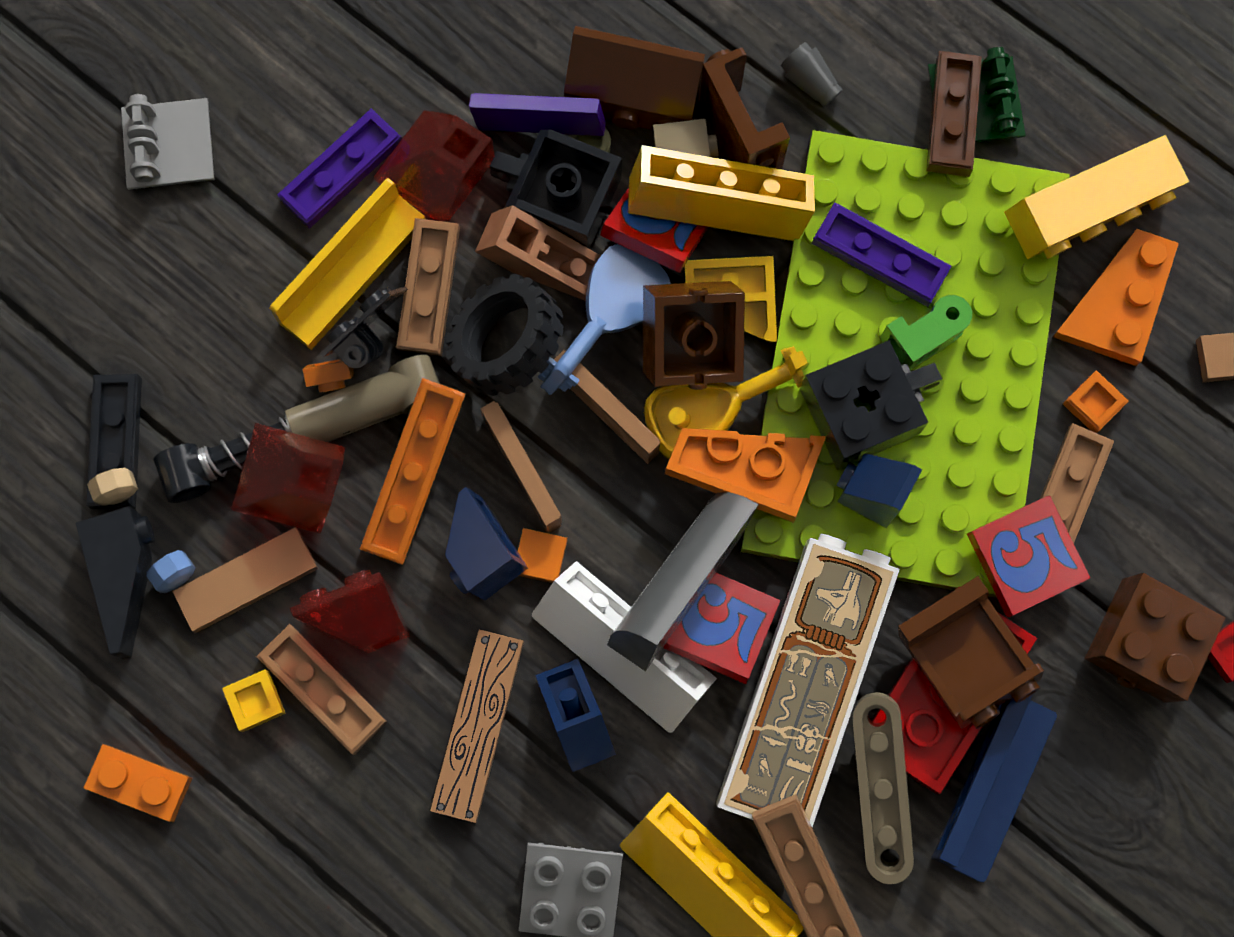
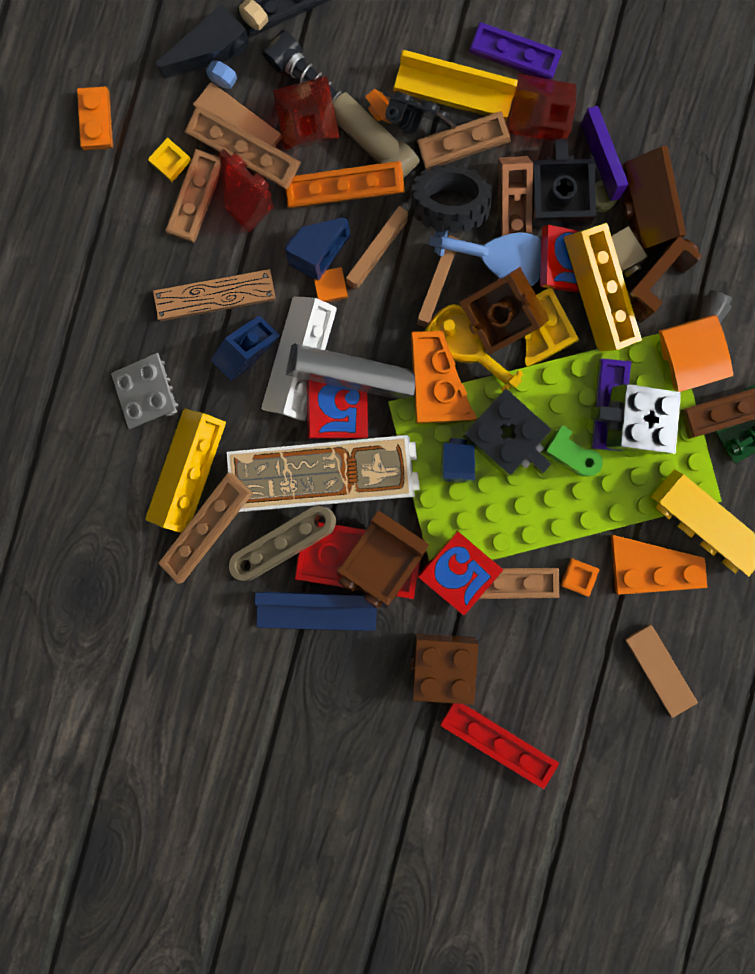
camera: 65 degrees right, 10 degrees up
(271, 597) = (255, 152): none -> medium nougat tile
(860, 116) = (696, 353): none -> orange slope
(924, 220) = (640, 419): none -> hinge

